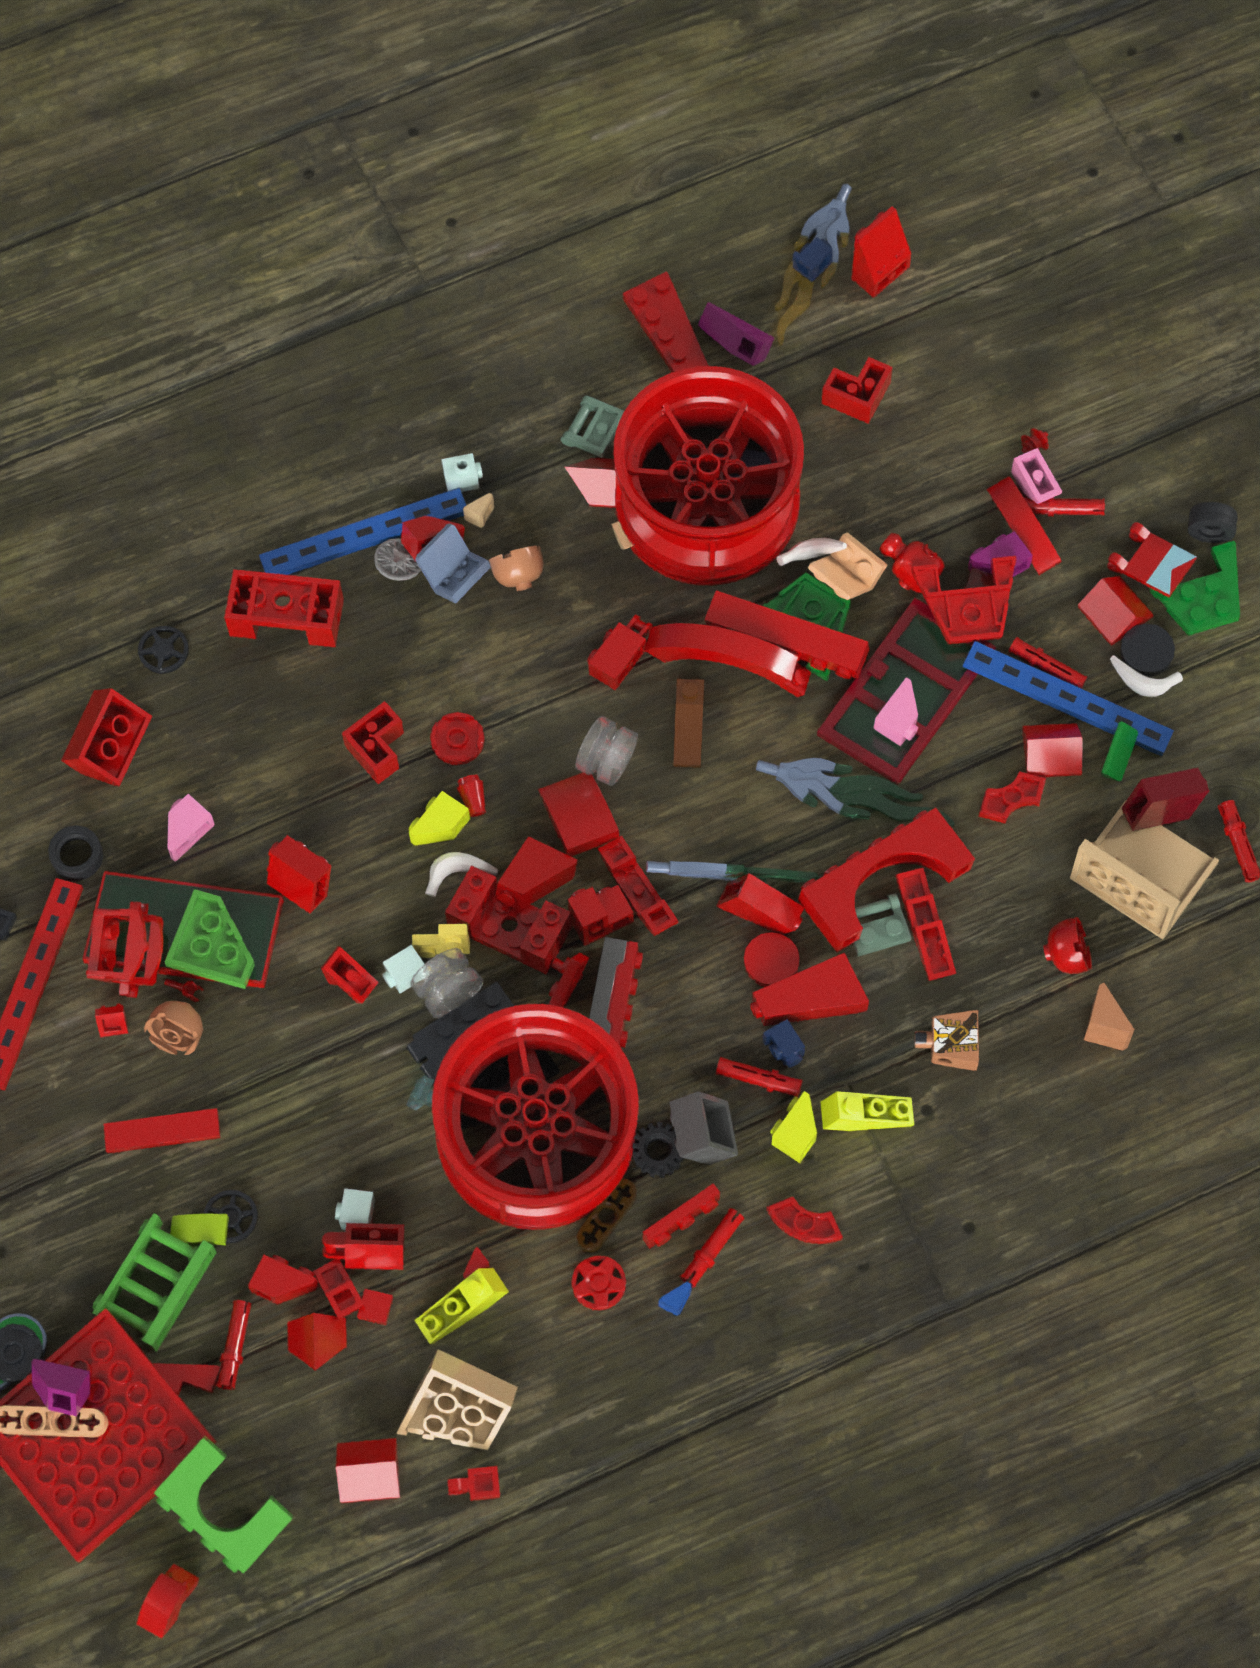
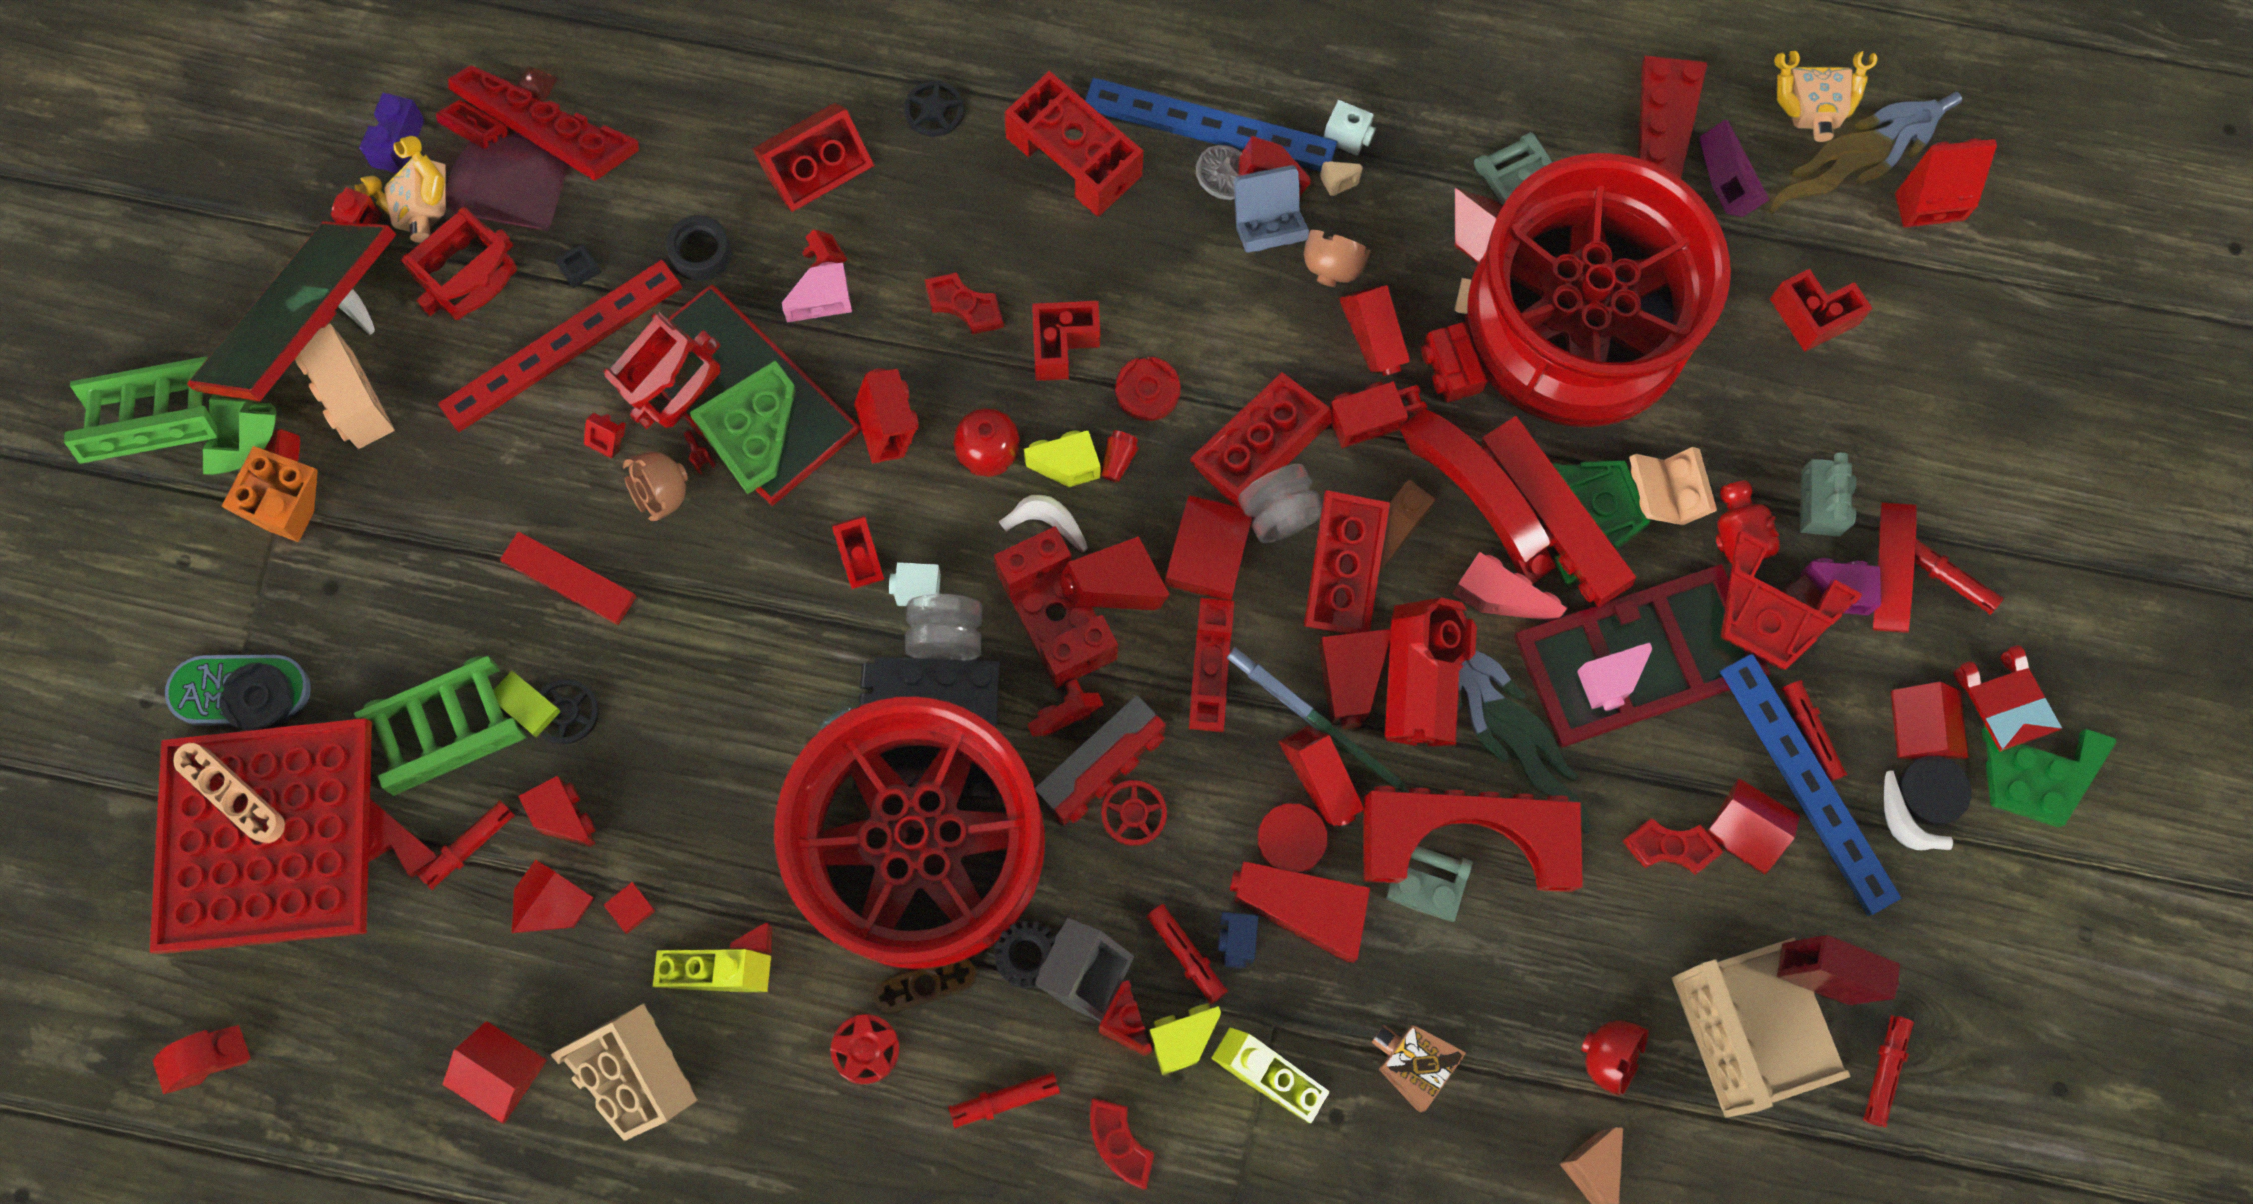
camera: 30 degrees right, 5 degrees up
(61, 1386) = (259, 768): magenta slope -> none
(164, 793) = (824, 247): none -> red tile
(238, 1544) = (302, 1051): bright green arch -> none
(276, 767) = (976, 309): none -> red tile
(338, 1288) = (608, 863): red slope -> none
(355, 1207) = (682, 797): light aqua brick -> none
(367, 1246) = (664, 842): red brick -> none
(377, 846) = (986, 442): none -> red cylinder
(448, 937) = (975, 582): light yellow plate -> none
(481, 1484) = (587, 1173): red plate -> none
(558, 719) = (1262, 437): none -> red slope
(580, 595) = (1376, 329): none -> red slope
(599, 913) = (1151, 666): red brick -> none
(648, 583) = (1453, 362): none -> red brick
(658, 1015) = (1133, 813): none -> red wheel
(676, 1299) = (926, 1129): blue slope -> none
(677, 761) = (1346, 563): none -> red slope
(682, 1216) = (996, 1045): red plate -> none
(732, 828) = (1351, 673): none -> red slope
(753, 1146) = (1124, 1022): none -> red slope
(758, 245) = (1819, 95): none -> torso
(775, 788) = (1424, 671): none -> red brick
(785, 712) = (1498, 591): none -> coral slope
(811, 549) = (1647, 440): white piece -> none
(813, 258) = (1869, 145): dark blue brick -> none
(925, 924) = (1480, 917): red slope -> none
(950, 508) = (1827, 496): none -> sand green brick
(1035, 477) = (1943, 524): bright pink slope -> none
(1037, 440) = (1972, 487): red wheel -> none
(1119, 752) = (1824, 880): green slope -> none
(1212, 522) = (2107, 703): black tyre -> none

